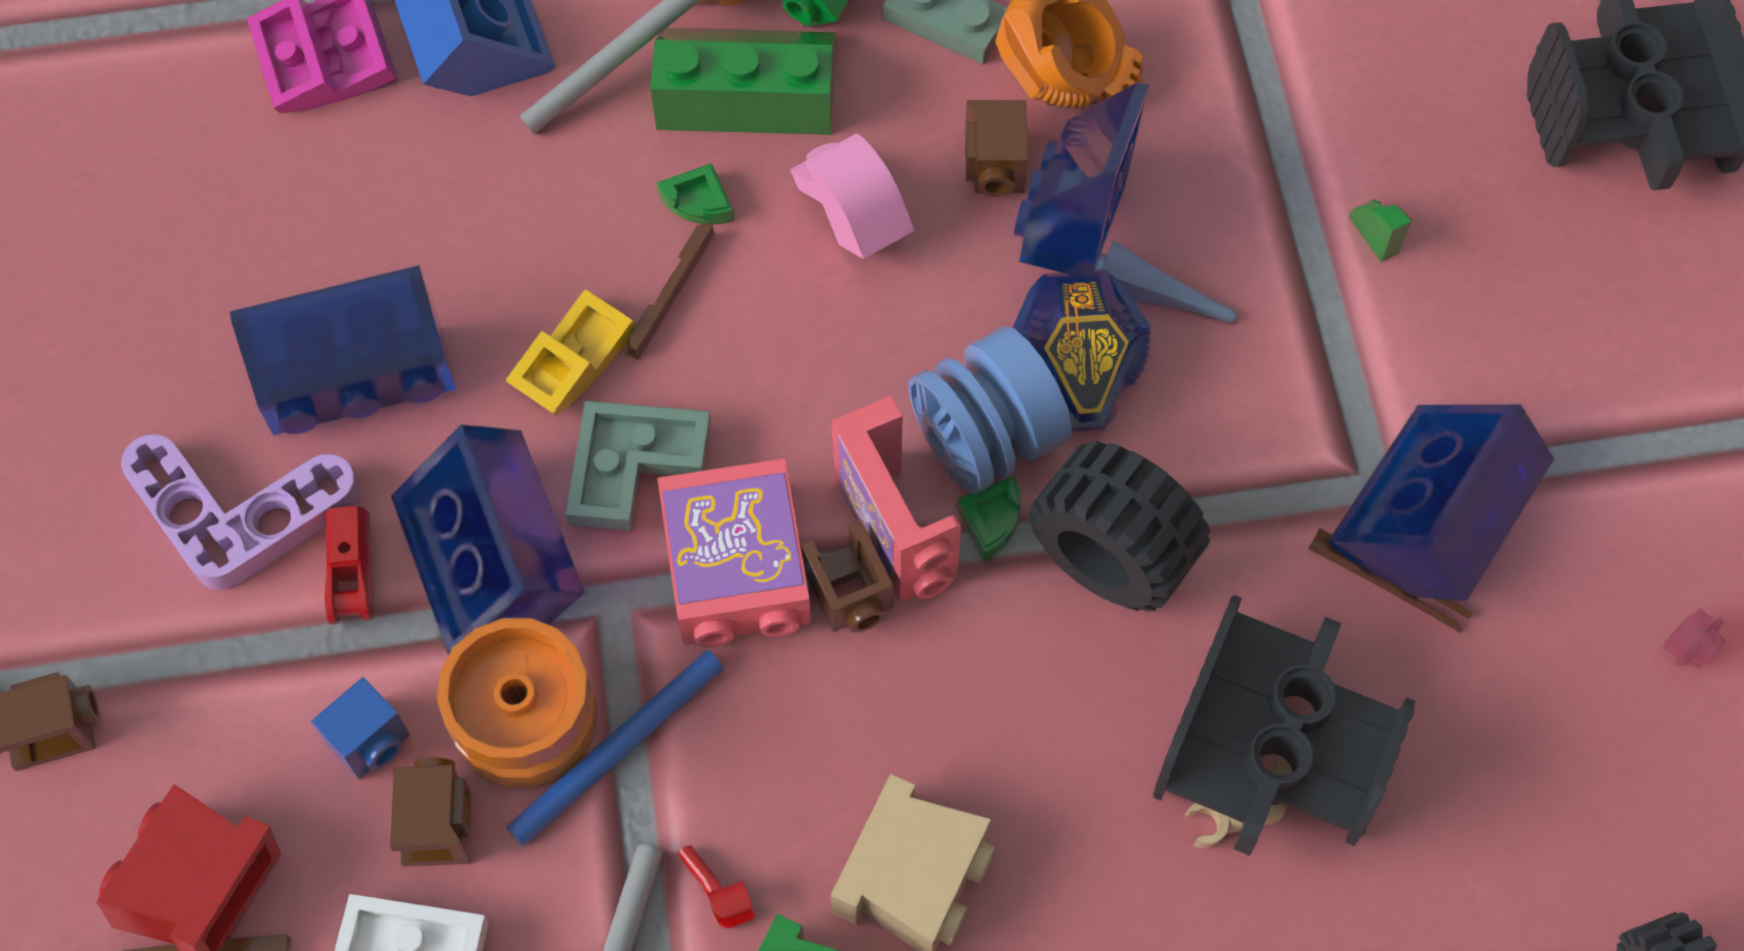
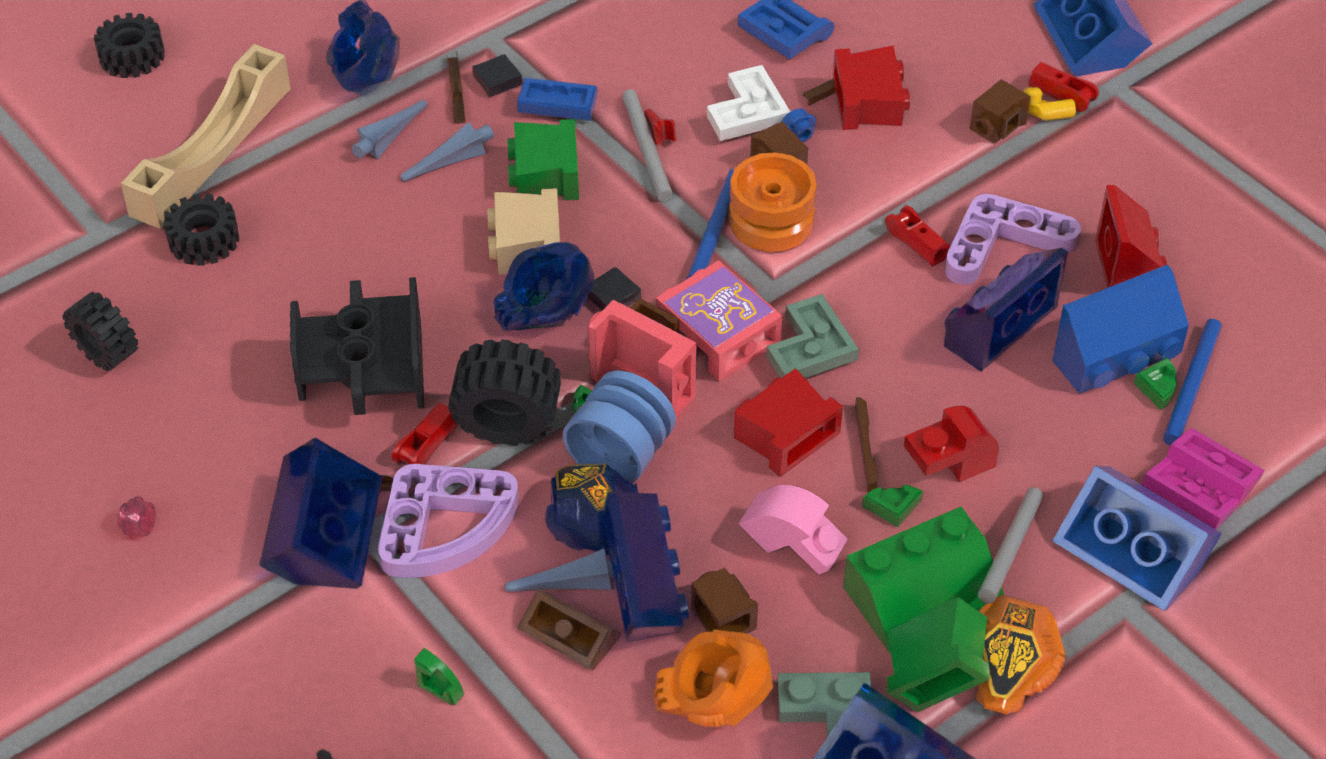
camera: 150 degrees right, 15 degrees down
(109, 366) = (1126, 238): none -> red slope
(205, 173) = (1192, 381): none -> blue bar
(241, 244) = (1121, 330): none -> blue slope
(248, 192) = (1158, 382): none -> green tile
(352, 871) = (800, 123): none -> blue plate
(361, 729) = (843, 171): blue plate -> none
(485, 534) = (851, 270): clear blue slope -> none
(574, 356) = (891, 382): yellow slope -> none
(575, 188) = (955, 443): none -> red brick
(729, 904) = (611, 188): red hand -> none
(754, 346) = (787, 422): none -> red hips
(843, 699) = (614, 286): none -> black tile
(953, 716) = (557, 286): none -> clear blue helmet
(1184, 226) = (568, 629): none -> reddish brown slope
(1213, 585) = (427, 436): none -> red bar
(1271, 484) = (431, 495): none -> lavender beam

